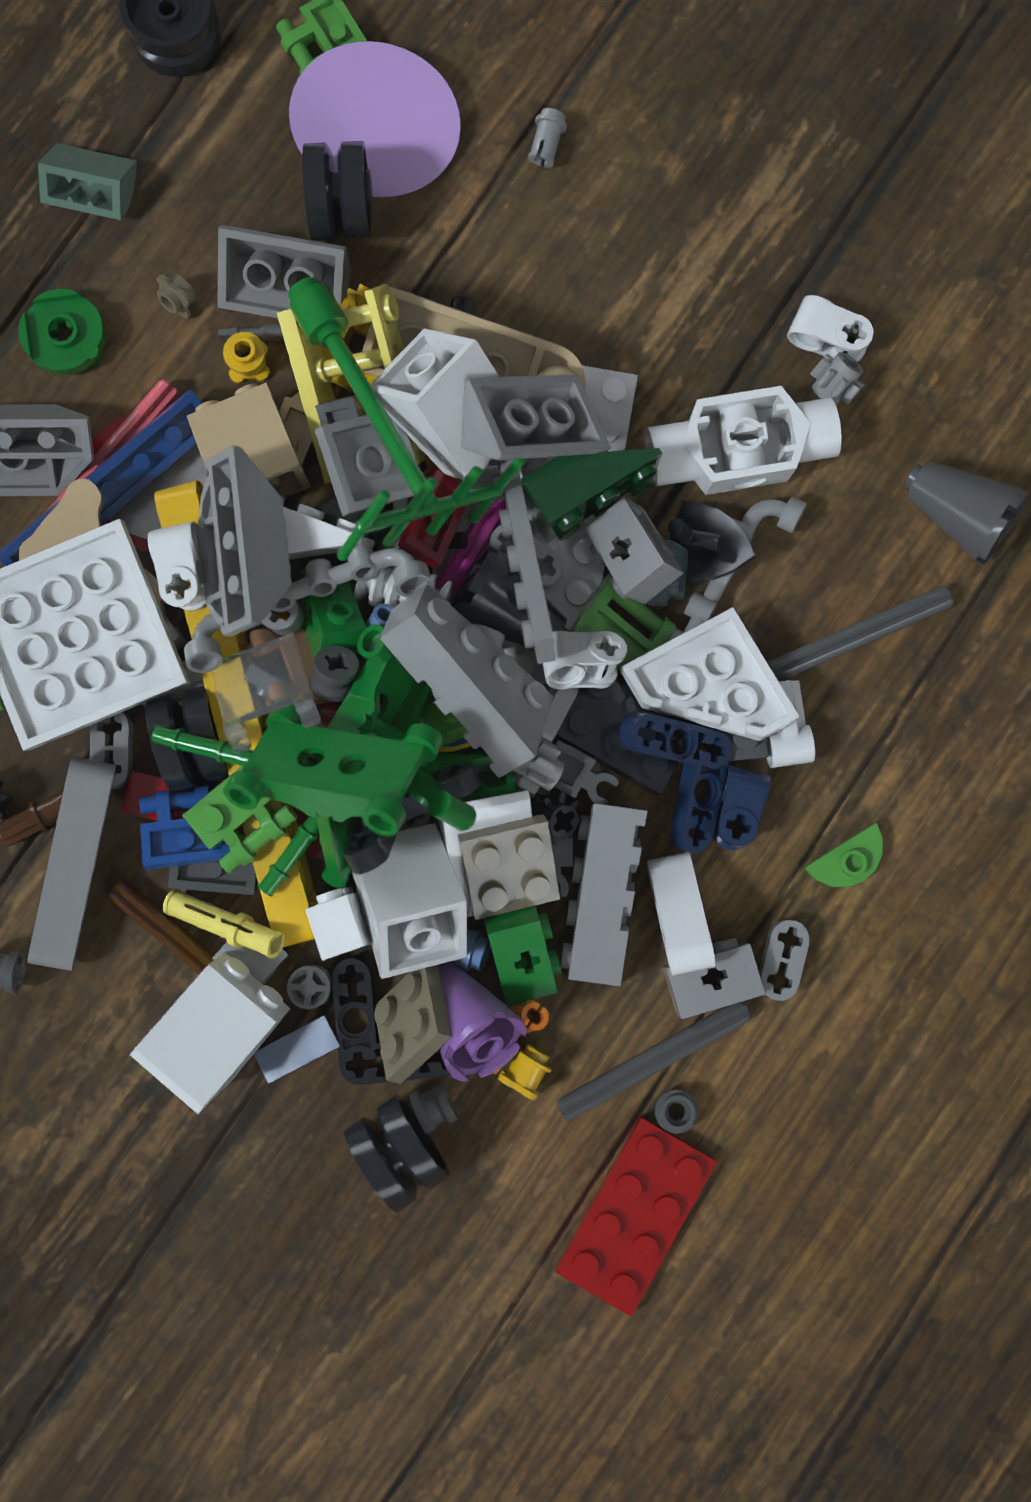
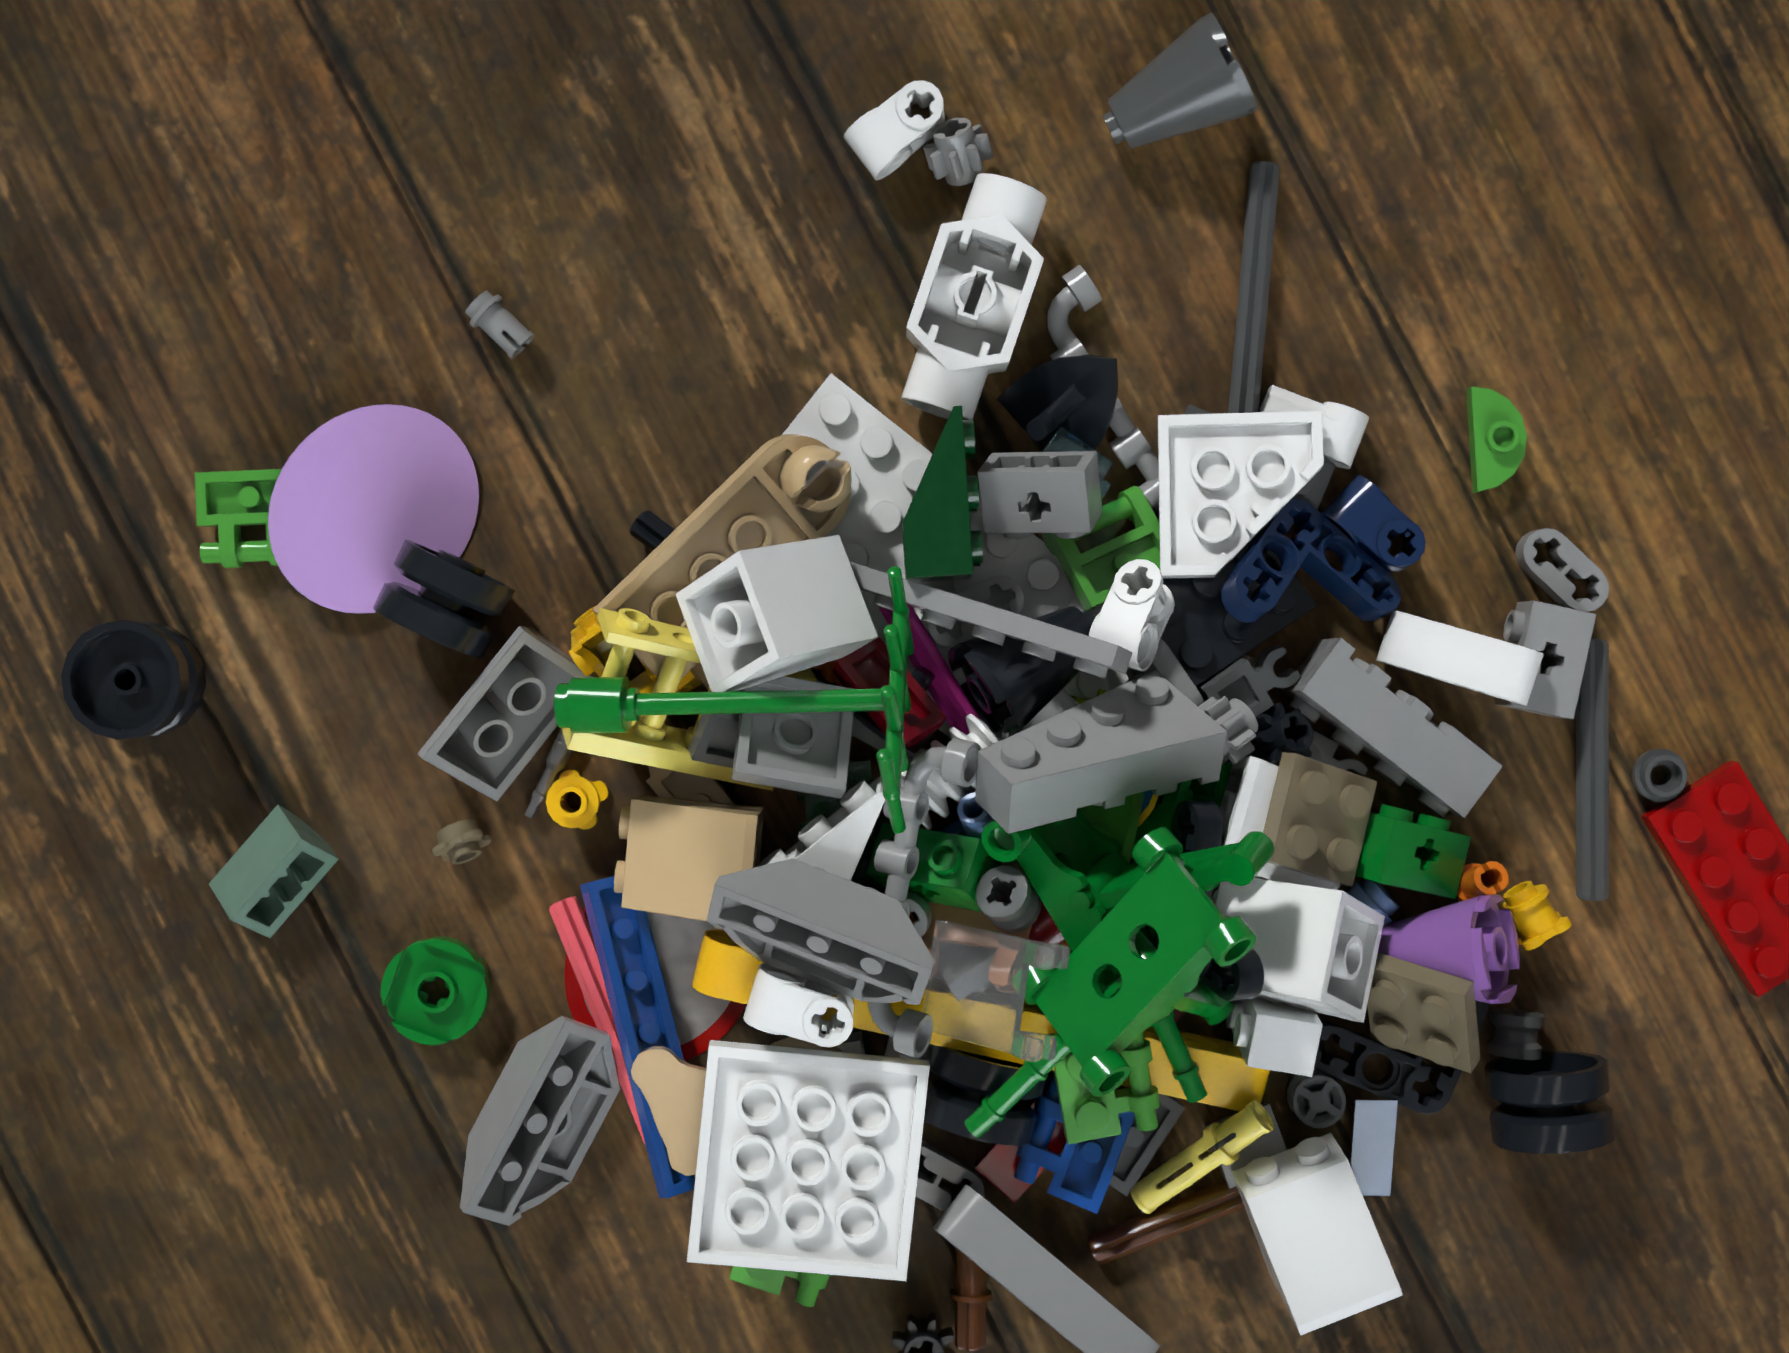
camera: 50 degrees left, 5 degrees up
(530, 418) = (851, 533): light grey slope -> none

